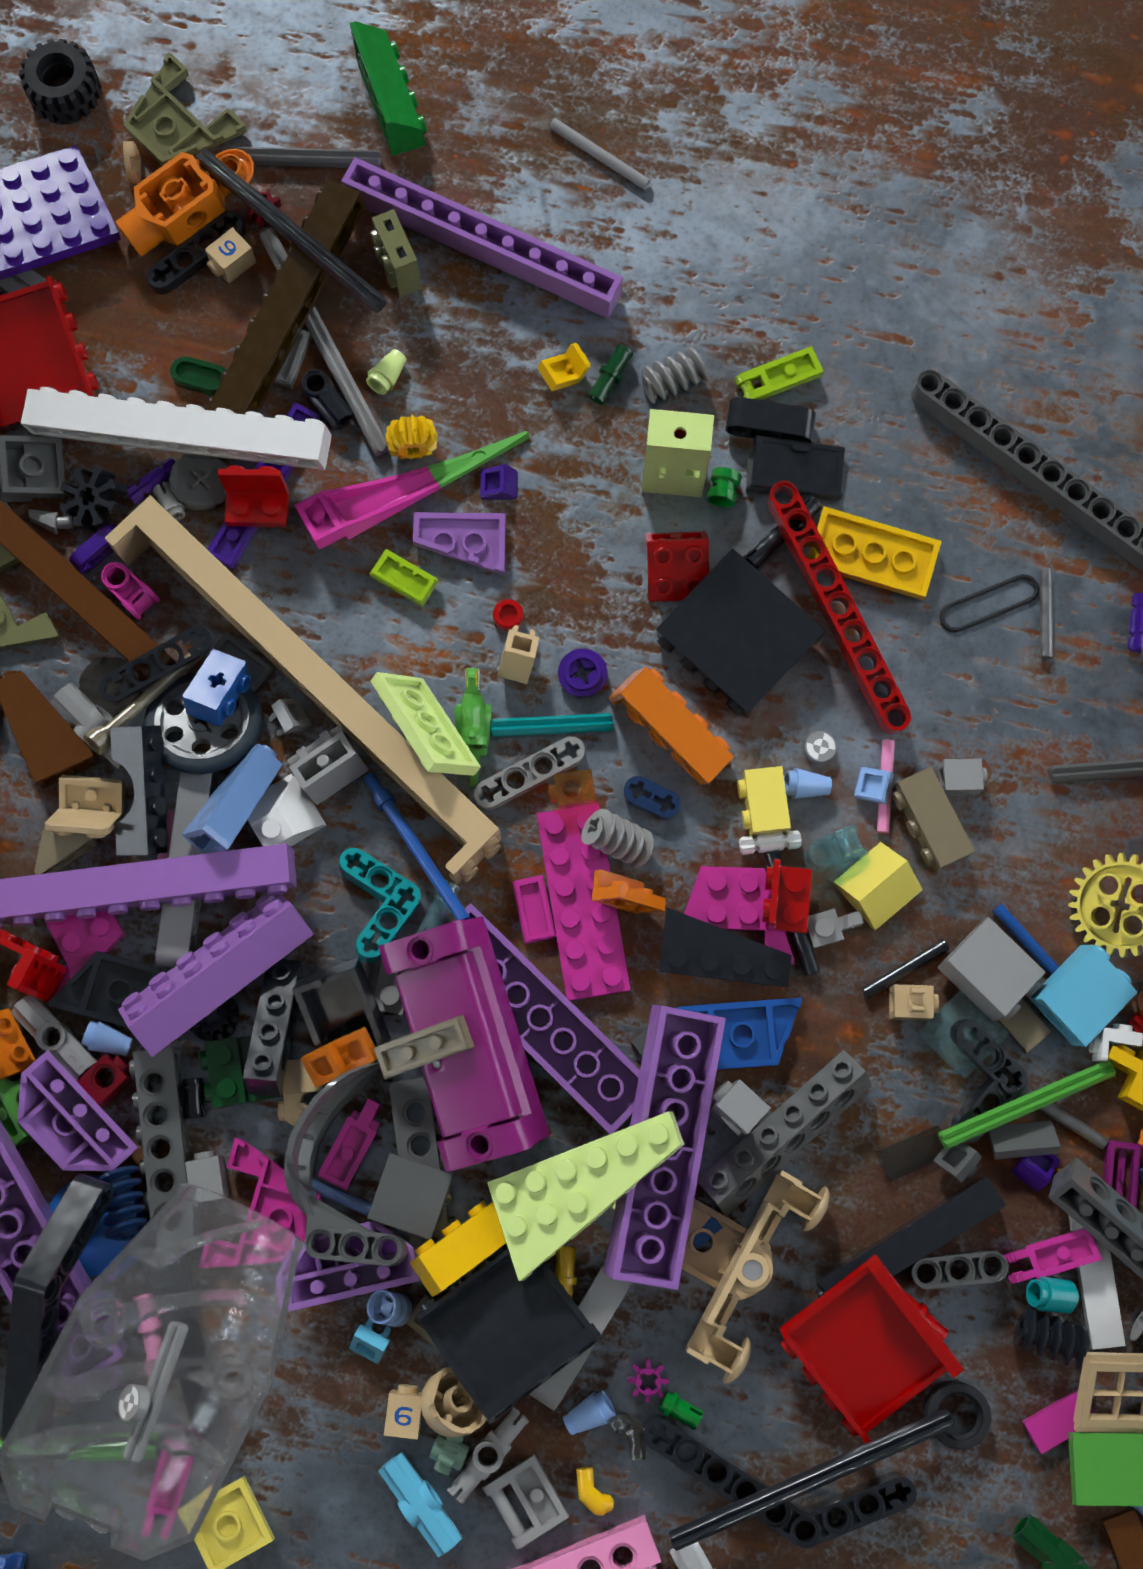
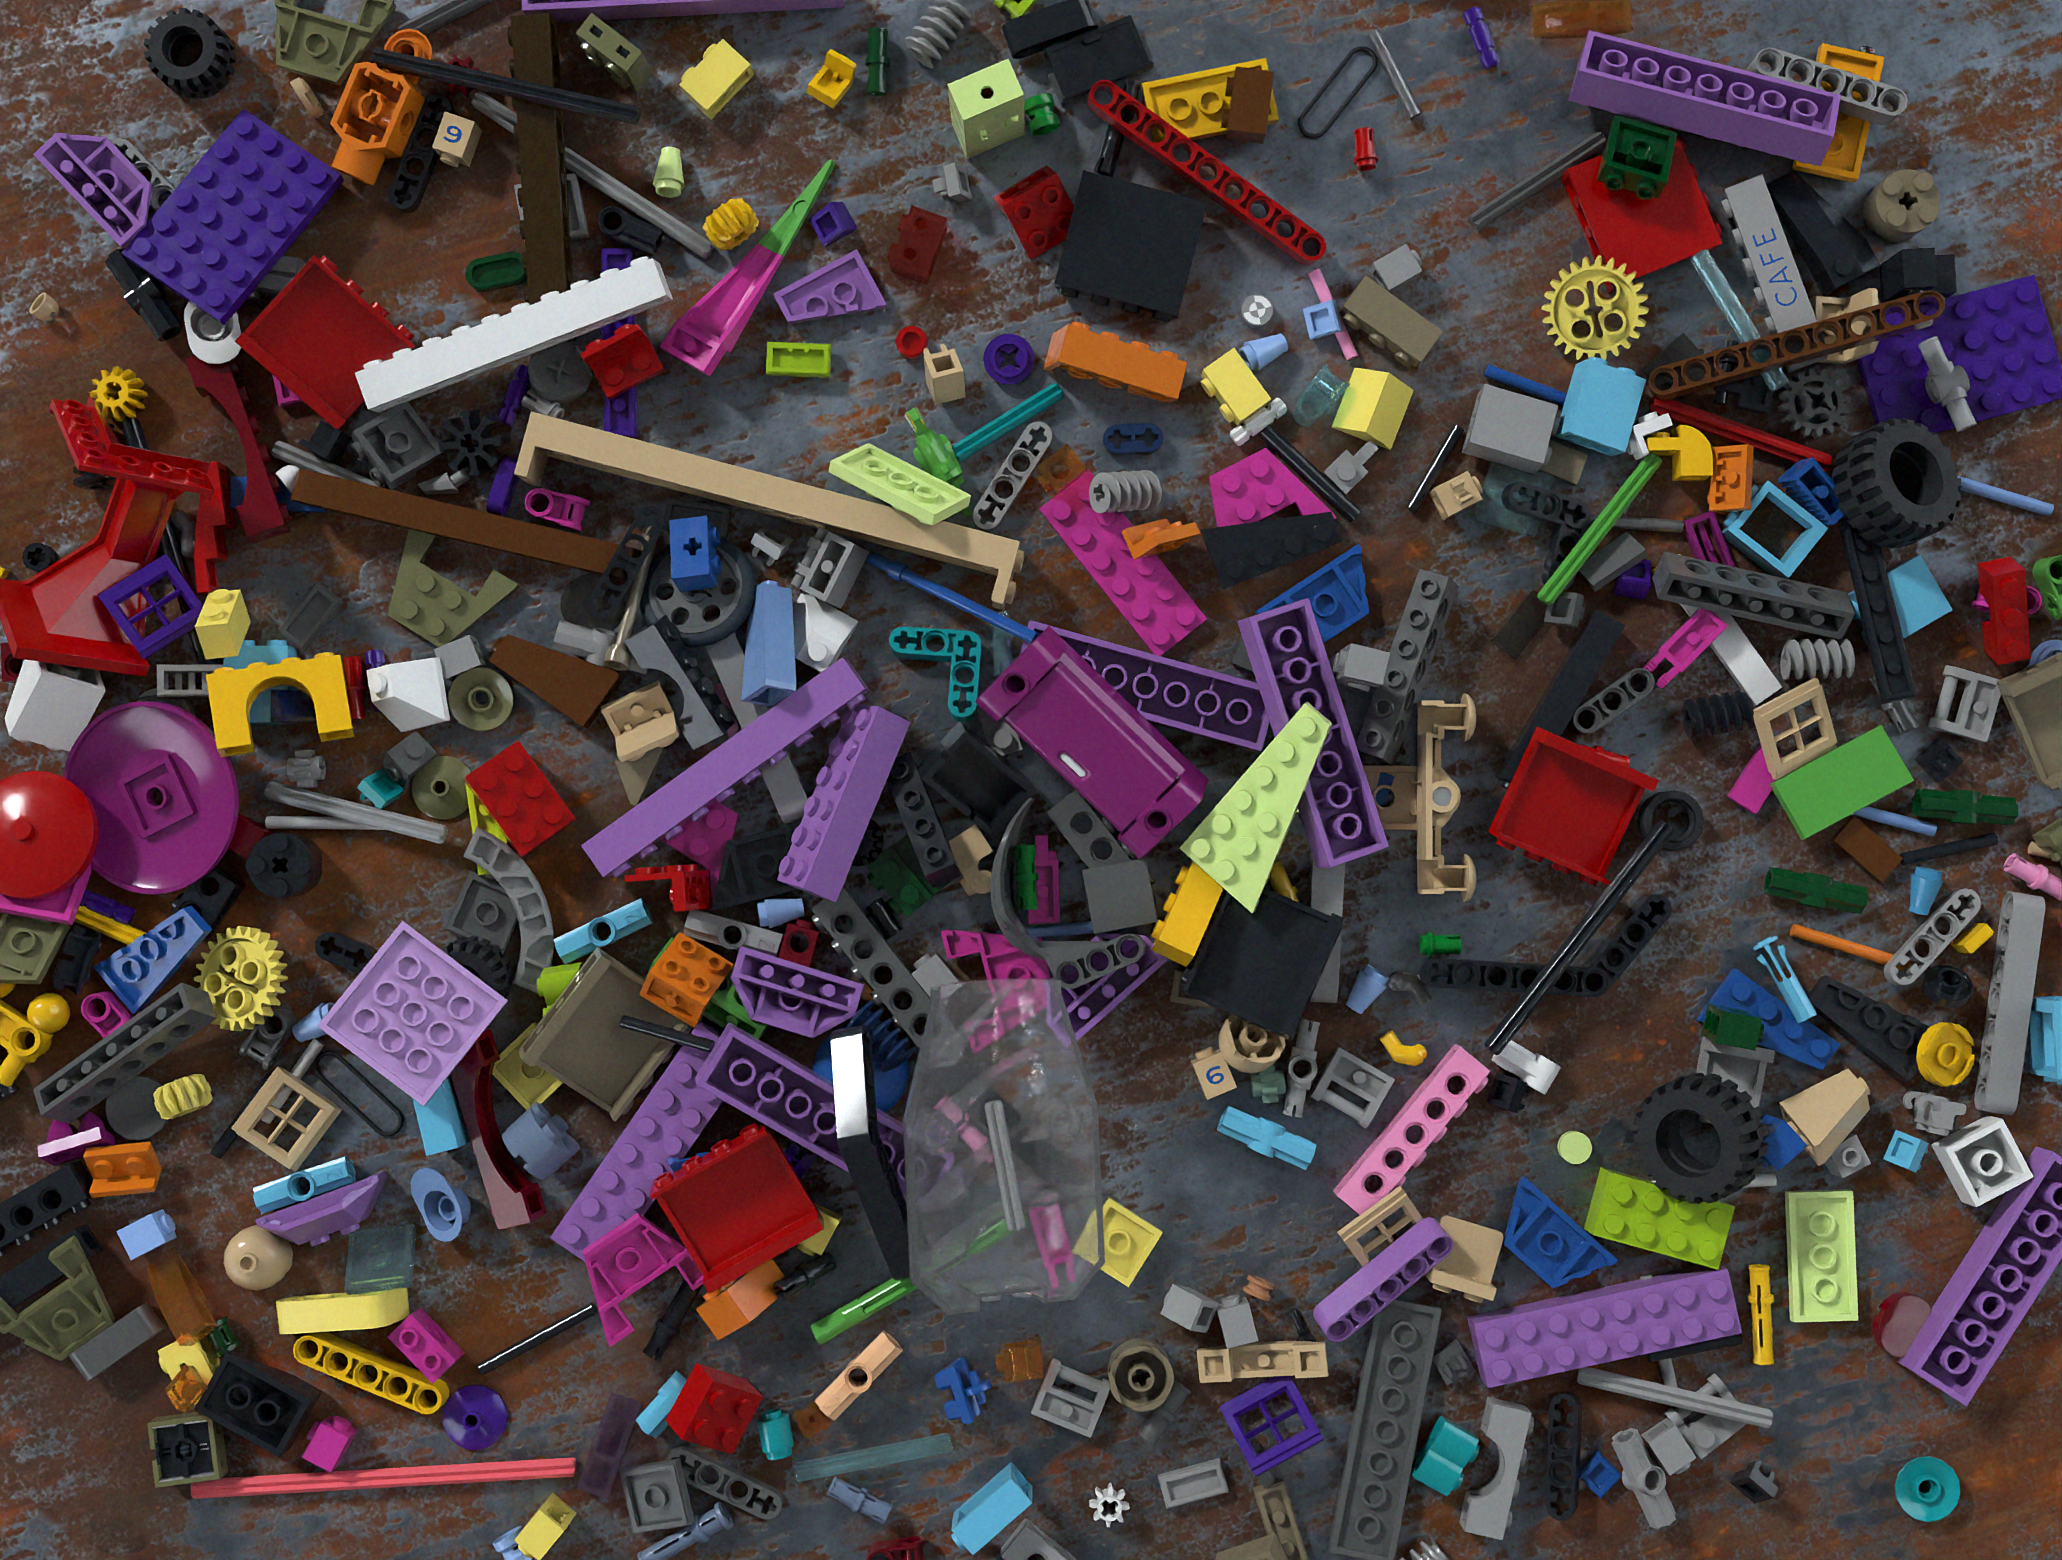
camera: 25 degrees left, 10 degrees up
(134, 1403) = (993, 1184): light grey tile -> none
(337, 1131) = (1026, 876): none -> green pin
(339, 1057) = (994, 813): orange slope -> none
(369, 1343) = (1152, 1034): medium azure tile -> none
(389, 1308) = (1145, 997): light blue wheel -> none
(424, 1046) = (1063, 764): dark tan tile -> none
(469, 318) = (716, 78): none -> light yellow brick
(534, 909) = (1083, 595): dark pink tile -> none
(559, 537) = (918, 244): none -> clear red brick
(619, 504) = (954, 184): none -> light grey tile
(648, 1370) = (1409, 930): magenta gear -> none
(789, 898) = (1302, 462): red bracket -> none
(904, 570) = (1249, 105): none -> reddish brown brick
(985, 667) = (1365, 149): none -> red pin
(1052, 1294) = (1701, 678): teal brick -> none

